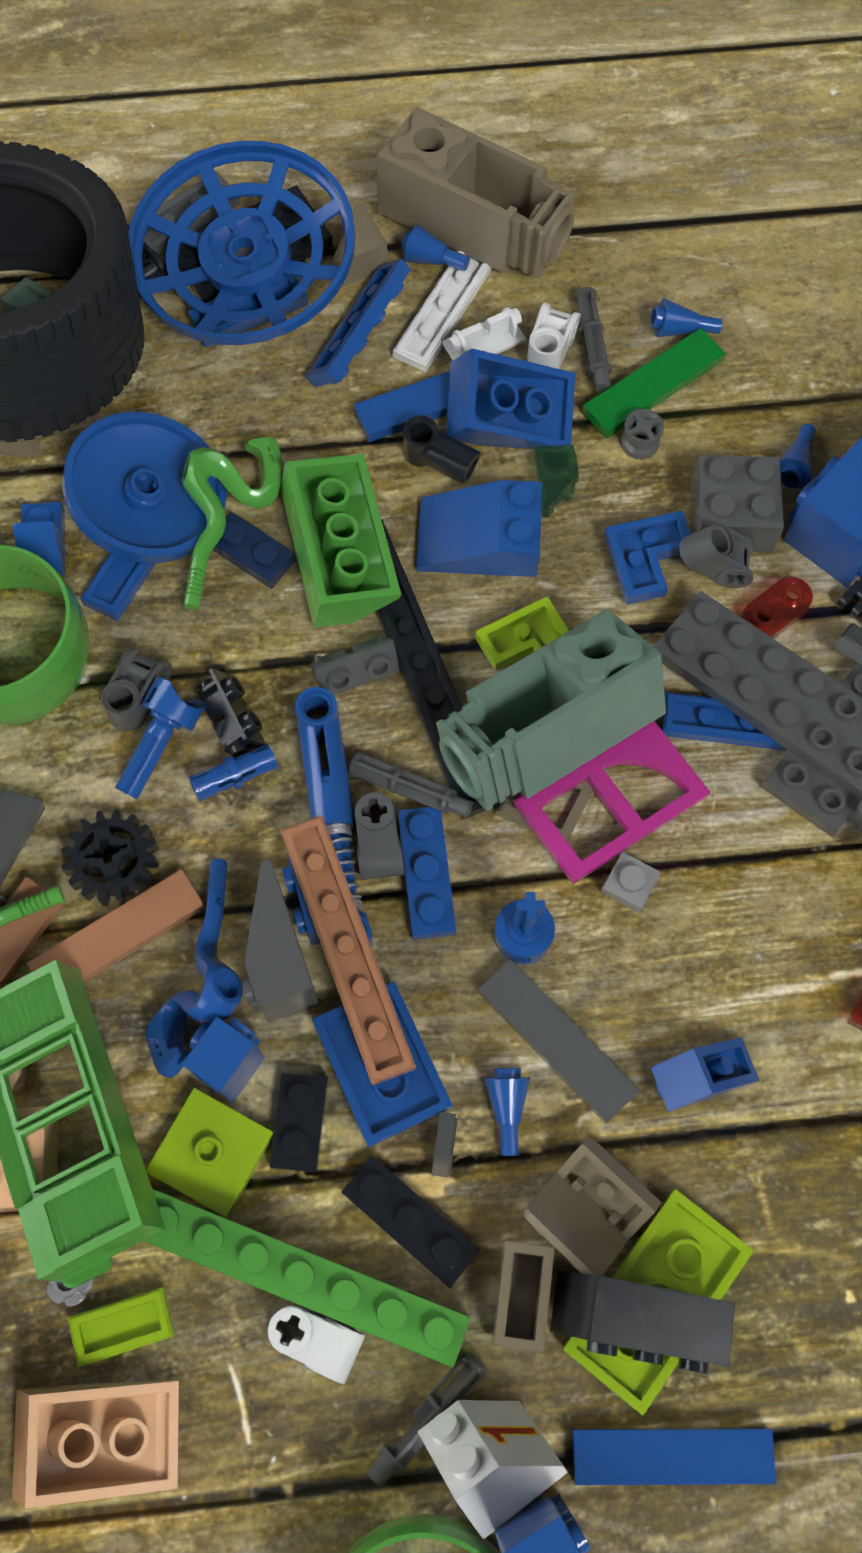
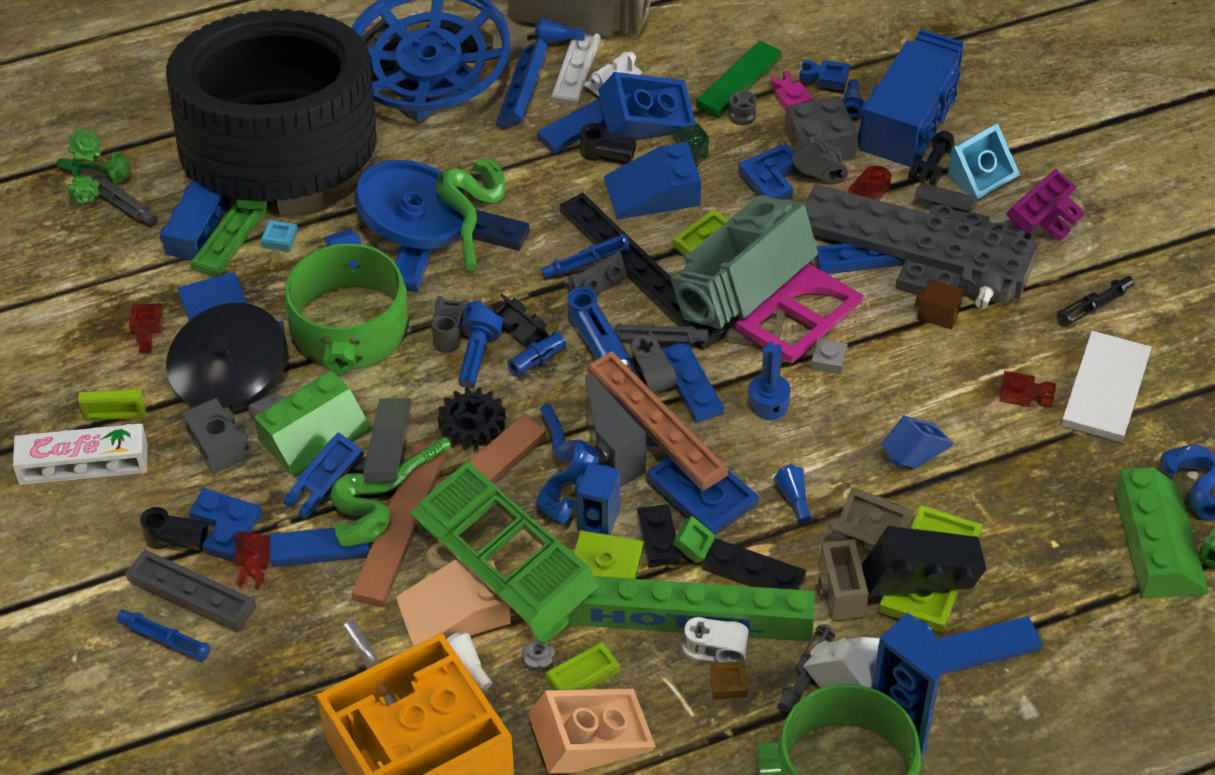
camera: 15 degrees left, 20 degrees down
(314, 1404) = (729, 680): none -> pearl gold tile
(338, 538) = (557, 204): bright green slope -> none
(339, 1155) = (694, 539): none -> bright green plate
(351, 630) = (586, 256): none -> blue piece
(444, 1144) = (761, 521): dark grey tile -> none
(552, 336) = (660, 61): white piece -> none
(558, 1041) = (813, 451): dark grey tile -> none
(593, 337) = (687, 60): dark grey piece -> none
(673, 319) = (739, 39): blue cone -> none
(717, 429) = (788, 92): none -> dark pink plate
(778, 409) = (829, 74): none -> blue plate
(812, 840) = (939, 304): none -> reddish brown brick

